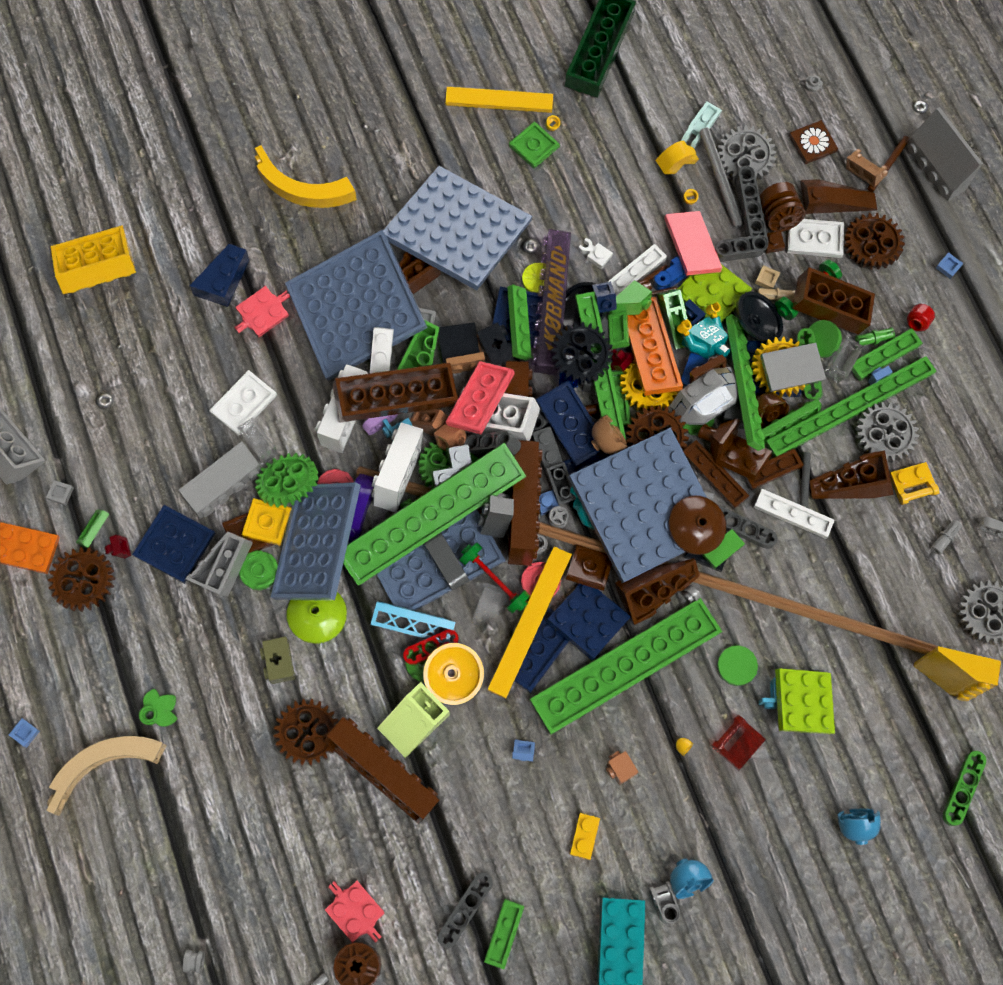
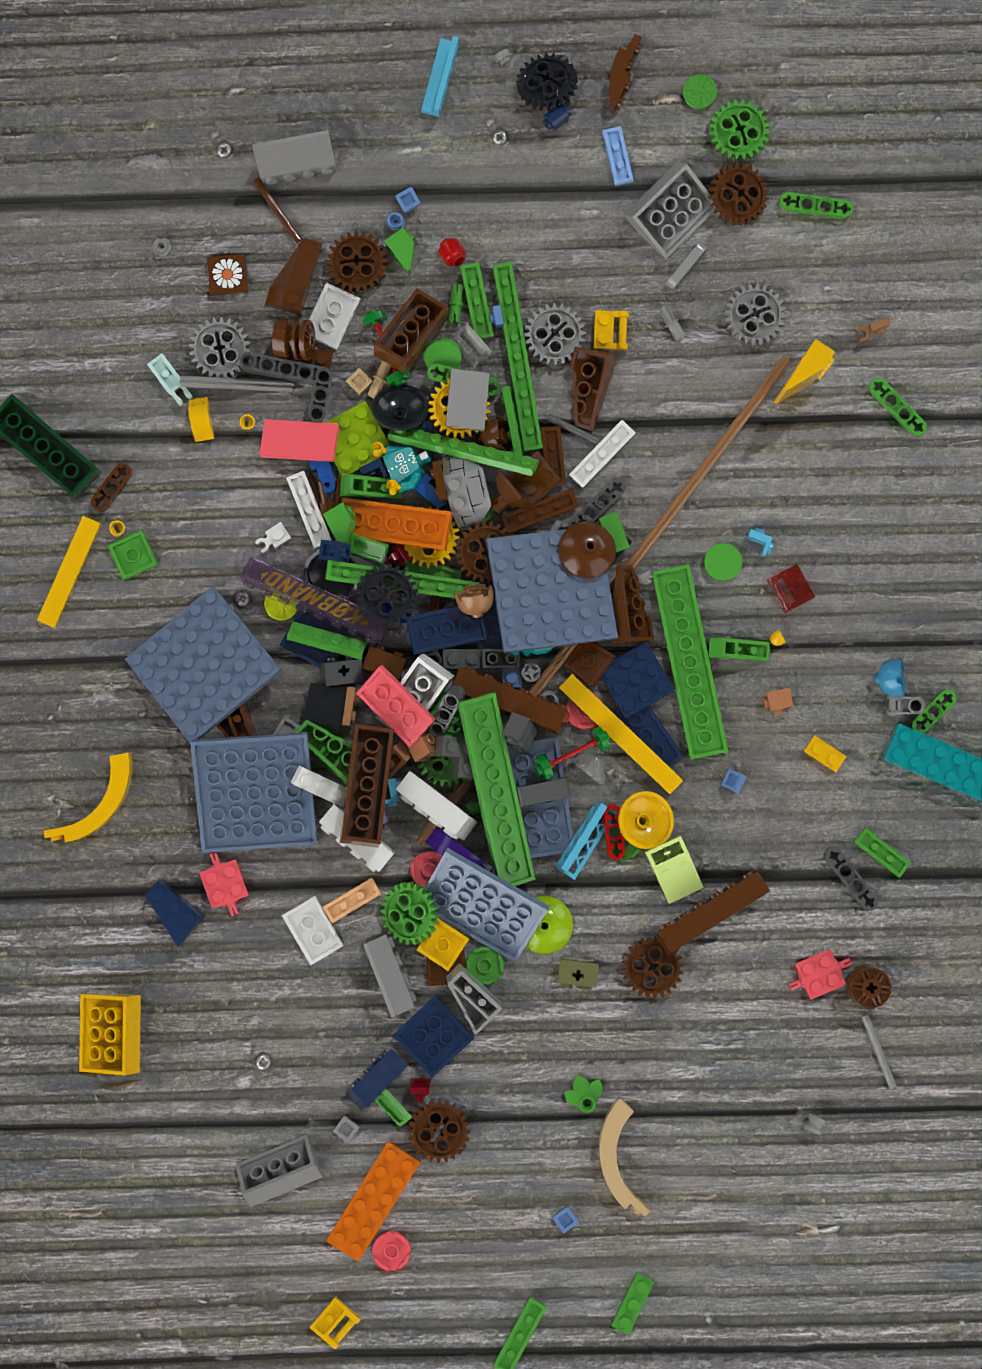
camera: 65 degrees left, 15 degrees up
(116, 502) = (376, 1079): none -> dark blue wedge
(283, 428) = (352, 900): none -> light nougat tile
(591, 115) = (115, 472): none -> reddish brown beam
(657, 710) = (739, 649): none -> bright green slope
(683, 950) = (939, 698): none -> bright green beam
(804, 701) = (777, 516): lime plate -> none
(860, 825) = (897, 512): dark azure cylinder -> none
(865, 169) = (276, 236): medium nougat hinge -> none
(904, 275) = (402, 248): none -> bright green slope
(926, 257) = (395, 216): none -> medium blue plate

